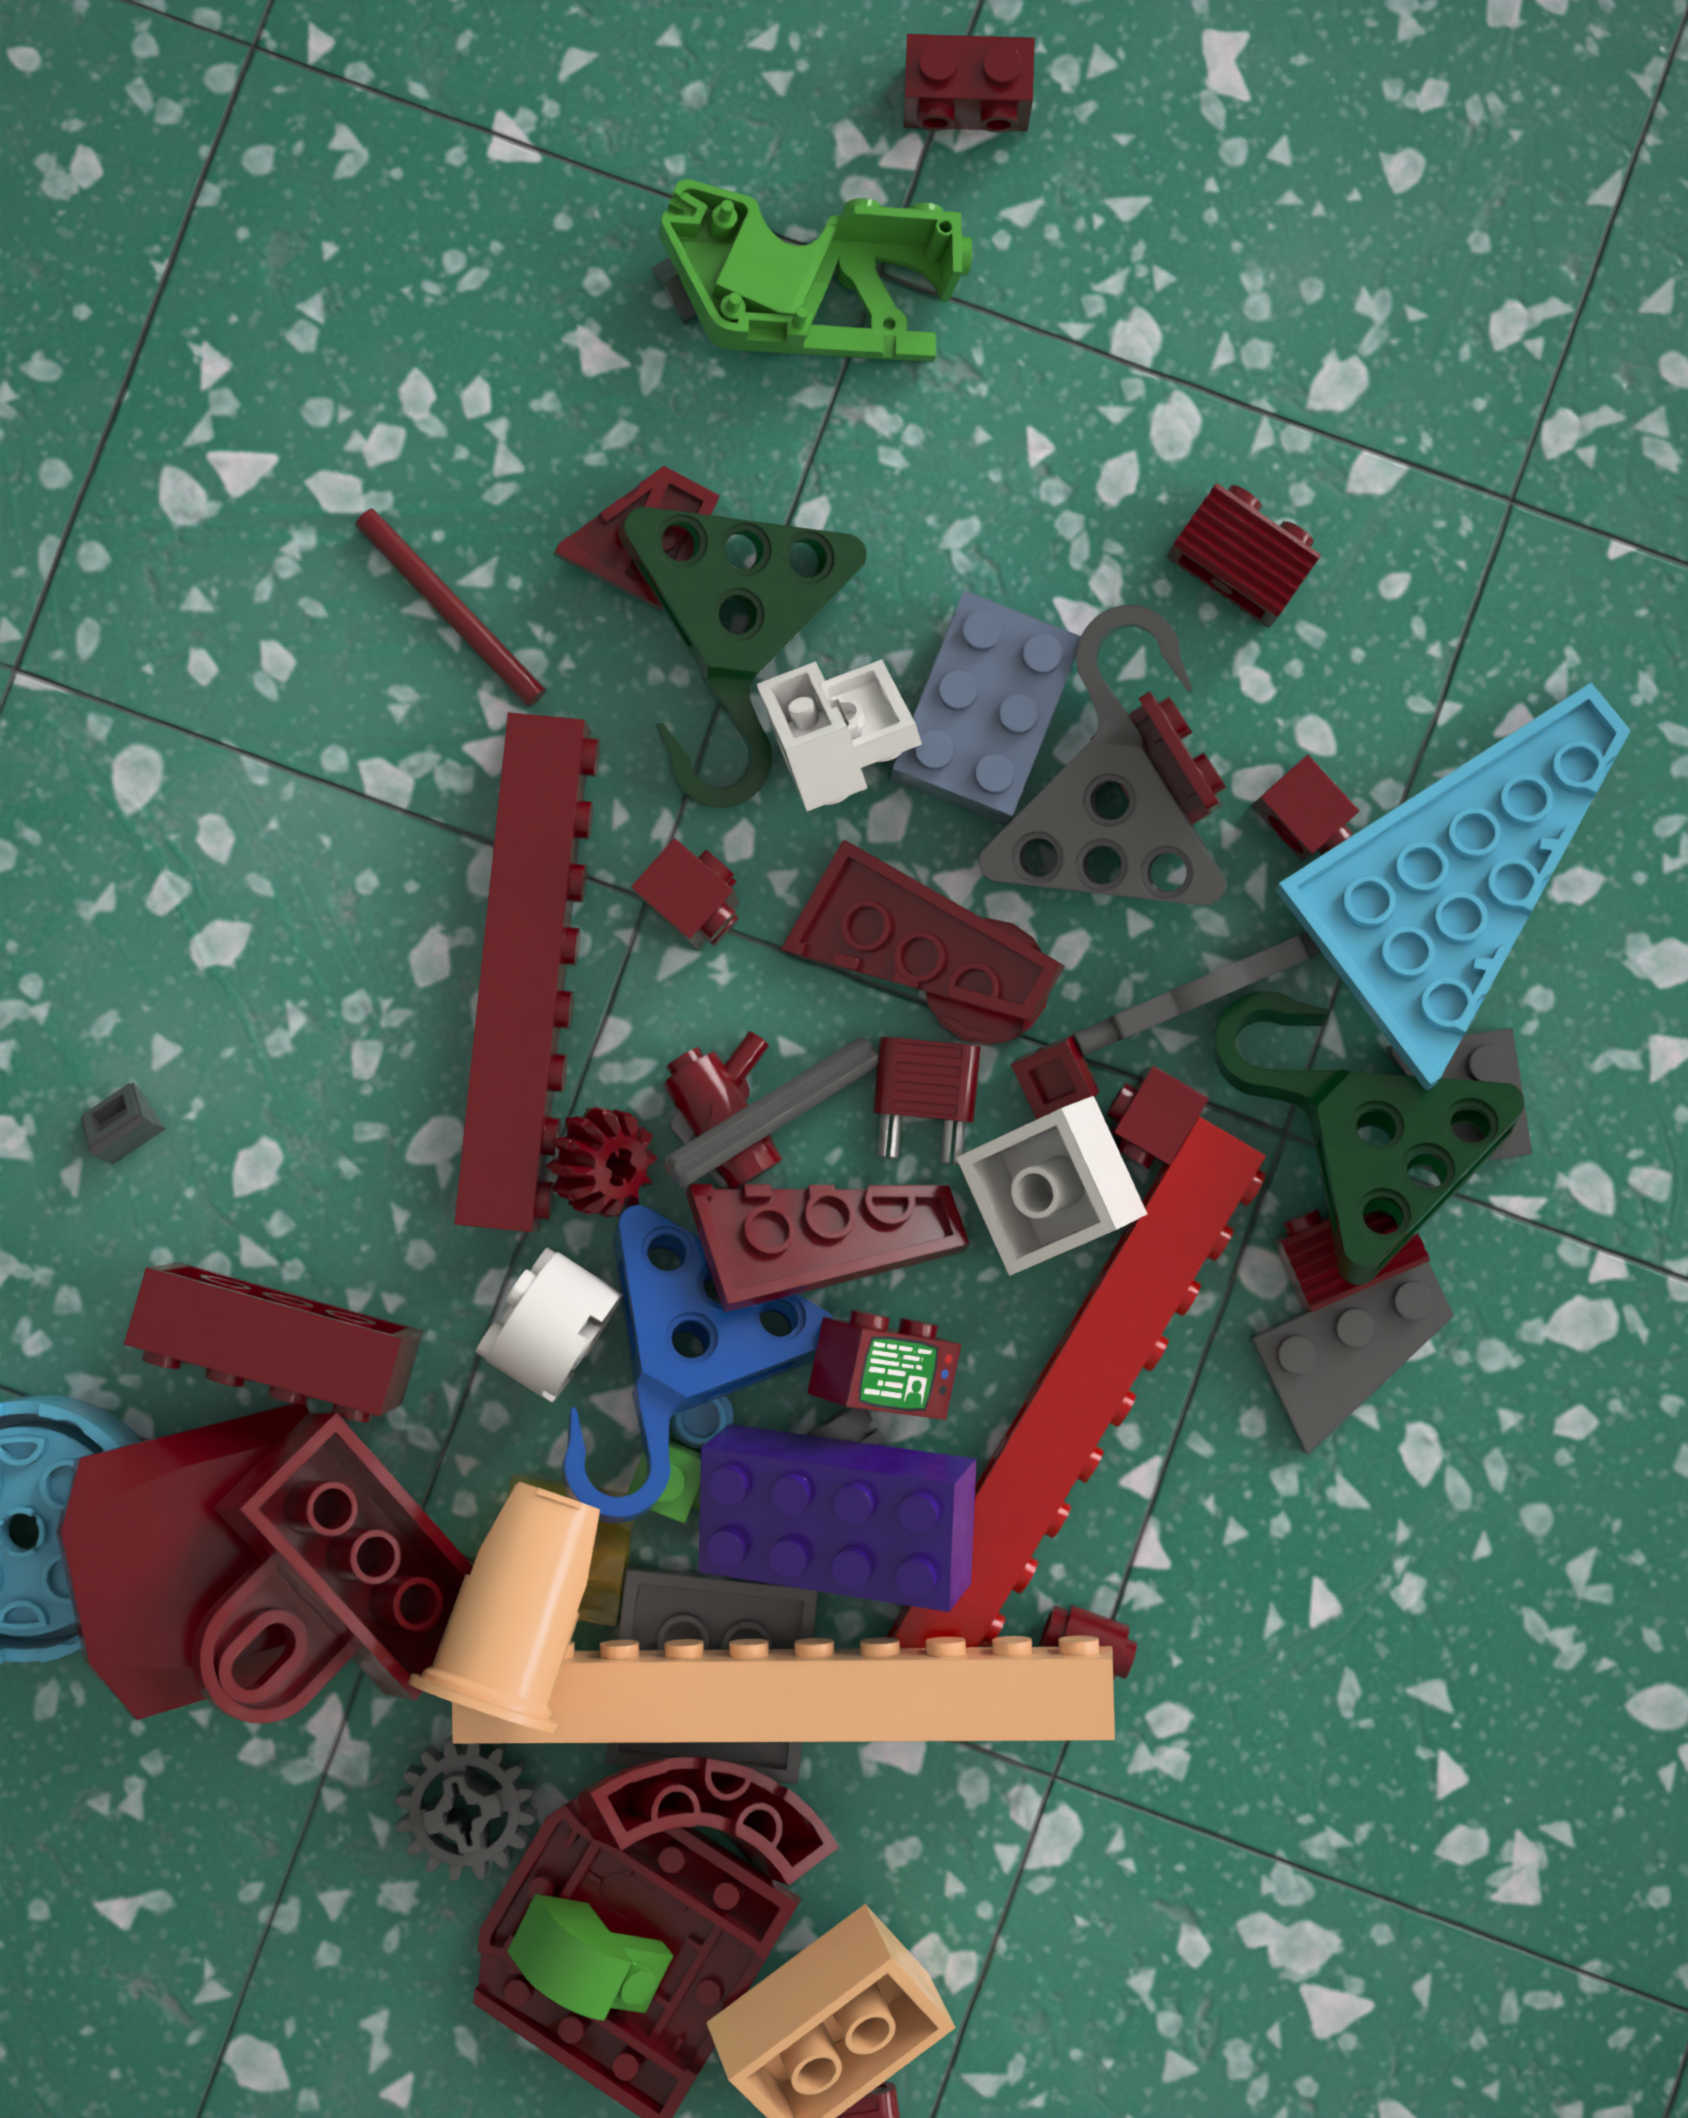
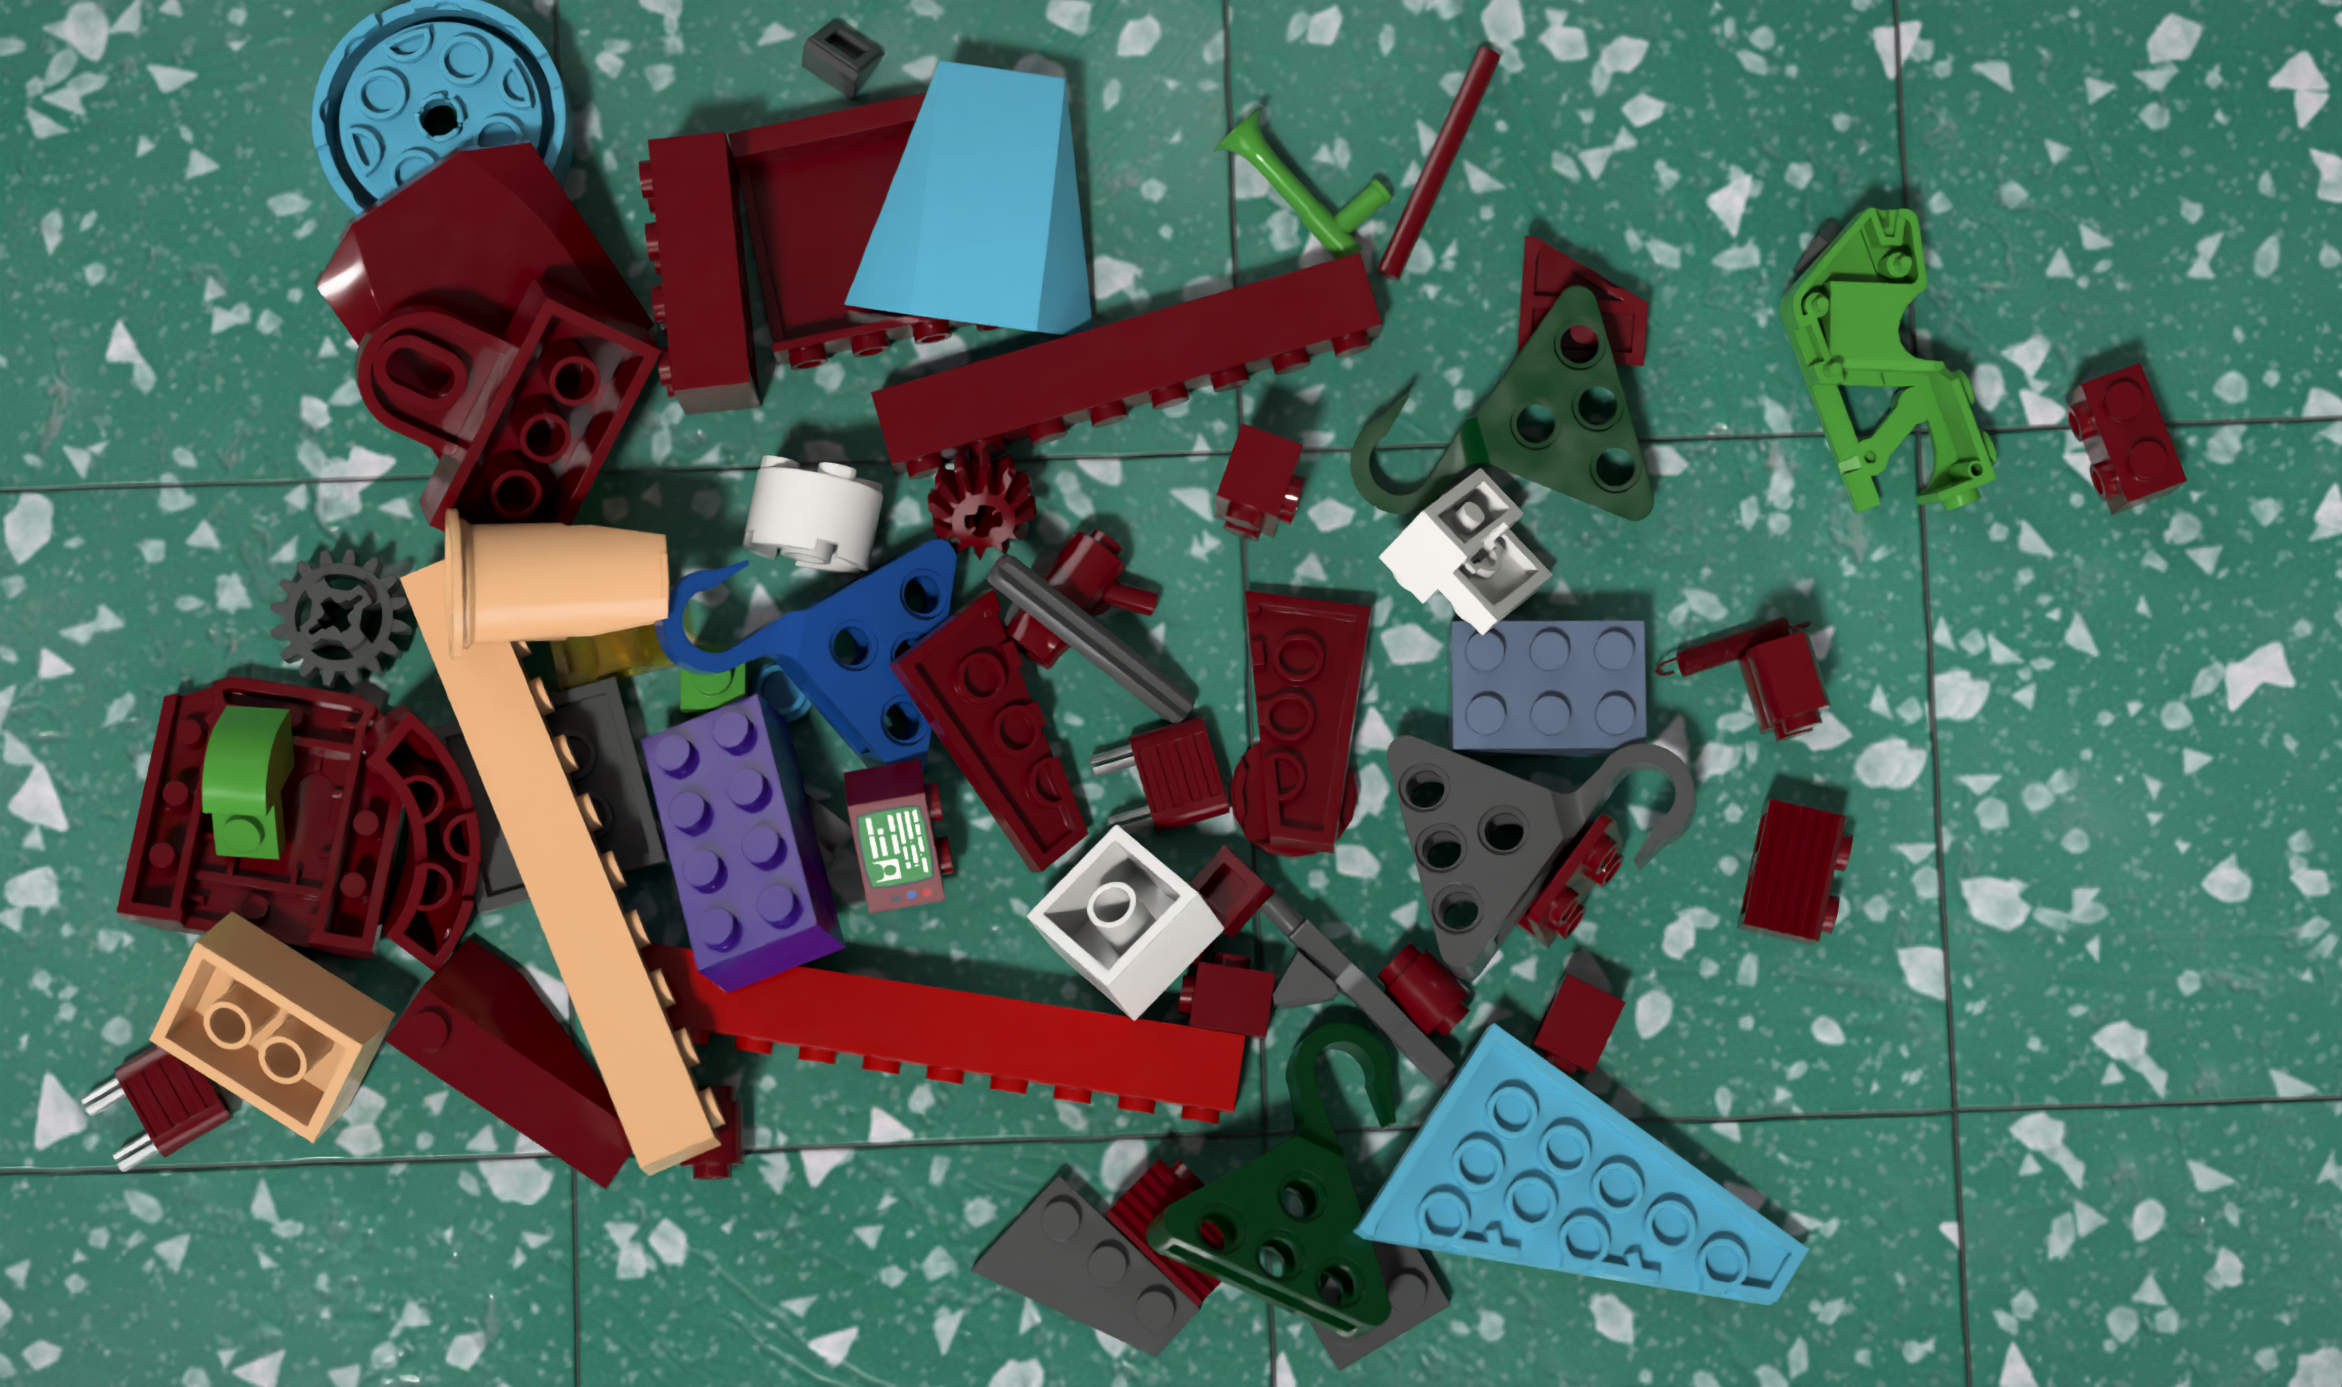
camera: 65 degrees right, 5 degrees down
(295, 1154) = (810, 211): none -> dark red panel
(321, 1049) = (983, 209): none -> medium azure wedge
(471, 734) = (1330, 230): none -> bright green piece
(936, 1809) = (503, 1049): none -> dark red wedge
(1012, 523) = (1729, 648): none -> dark red piece
(1076, 486) = (1785, 686): none -> dark red brick
(1170, 1045) = (1303, 986): none -> dark grey slope
(1218, 934) = (1425, 990): none -> dark red brick

